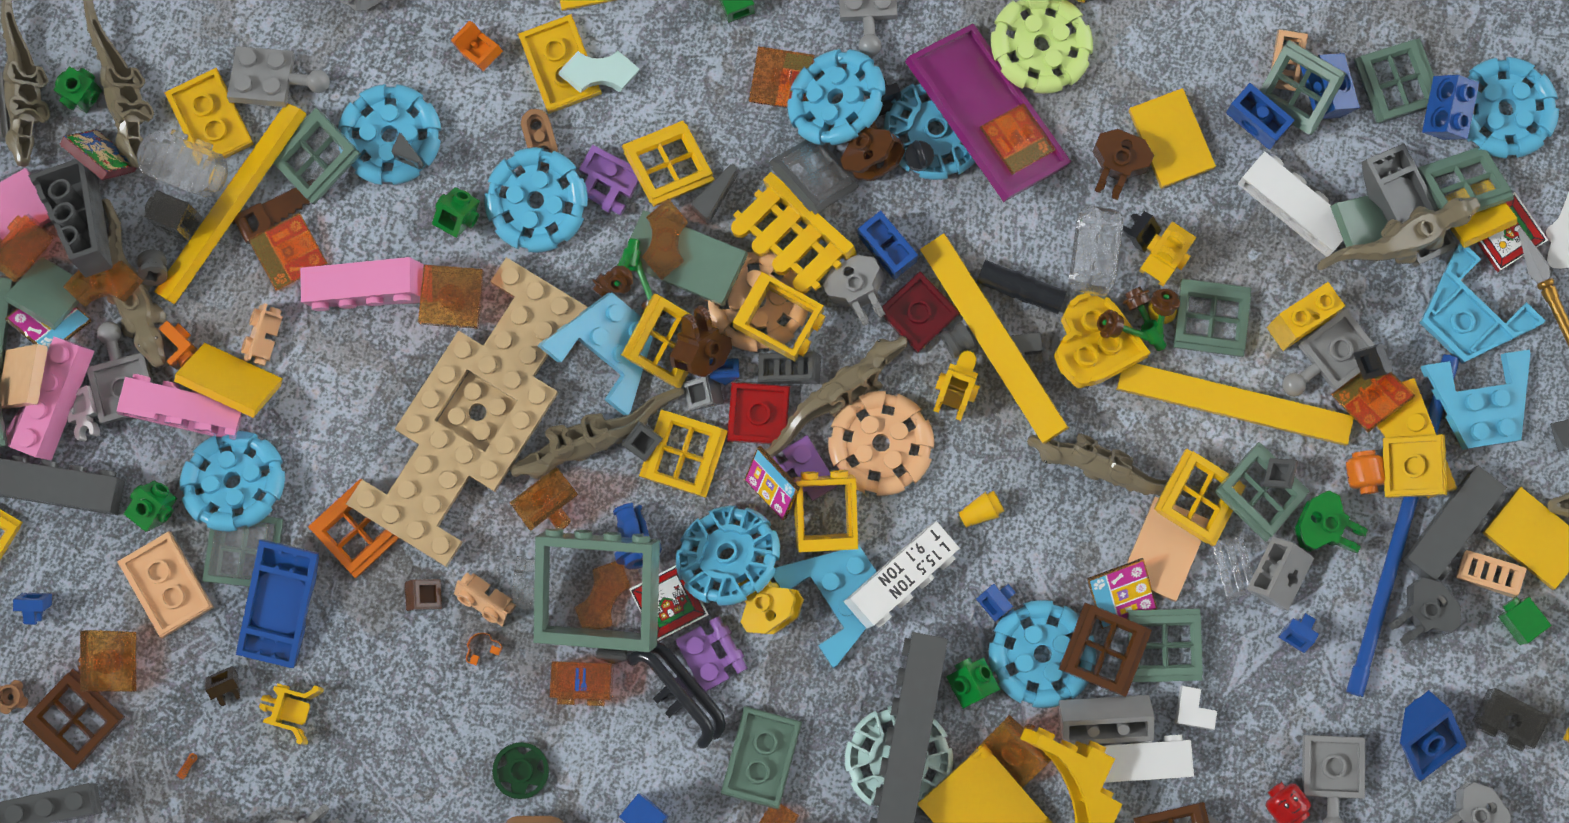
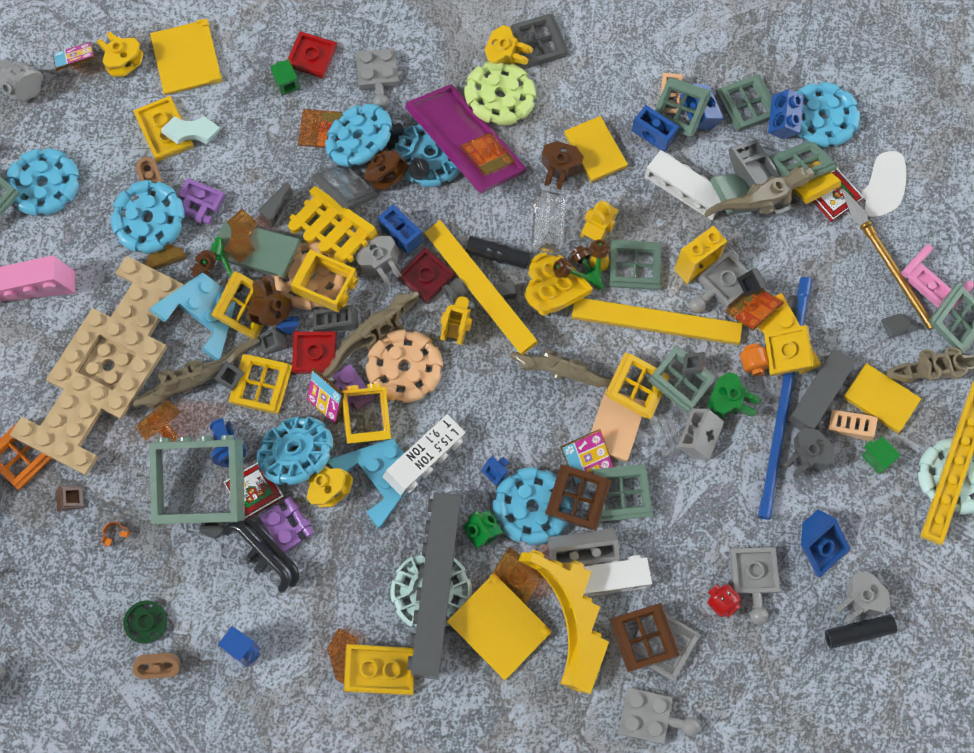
camera: 10 degrees left, 10 degrees down
(405, 153) = (52, 190): dark grey slope -> none
(450, 296) = (85, 283): clear orange tile -> none
(456, 212) = (89, 228): green brick -> none
(472, 591) = (106, 492): light nougat hinge -> none
(476, 46) = (102, 119): orange bracket -> none
(551, 261) = (165, 257): none -> pearl gold tile
(581, 682) = (189, 551): clear orange brick -> none
(608, 585) = (208, 481): clear orange tile -> none
(656, 141) = (233, 172): yellow piece -> none
(761, 758) = (327, 598): sand green tile -> none
(981, 509) = (480, 406): yellow cone -> none
(1142, 231) = (579, 209): black tile -> none
(1190, 714) = (645, 541): white piece -> none
(1300, 633) = (719, 476): blue tile -> none
(1464, 320) = (812, 254): medium azure wing -> none
(1487, 413) = (832, 315): medium azure wing -> none
(1528, 720) = (890, 524): clear smoke brick -> none

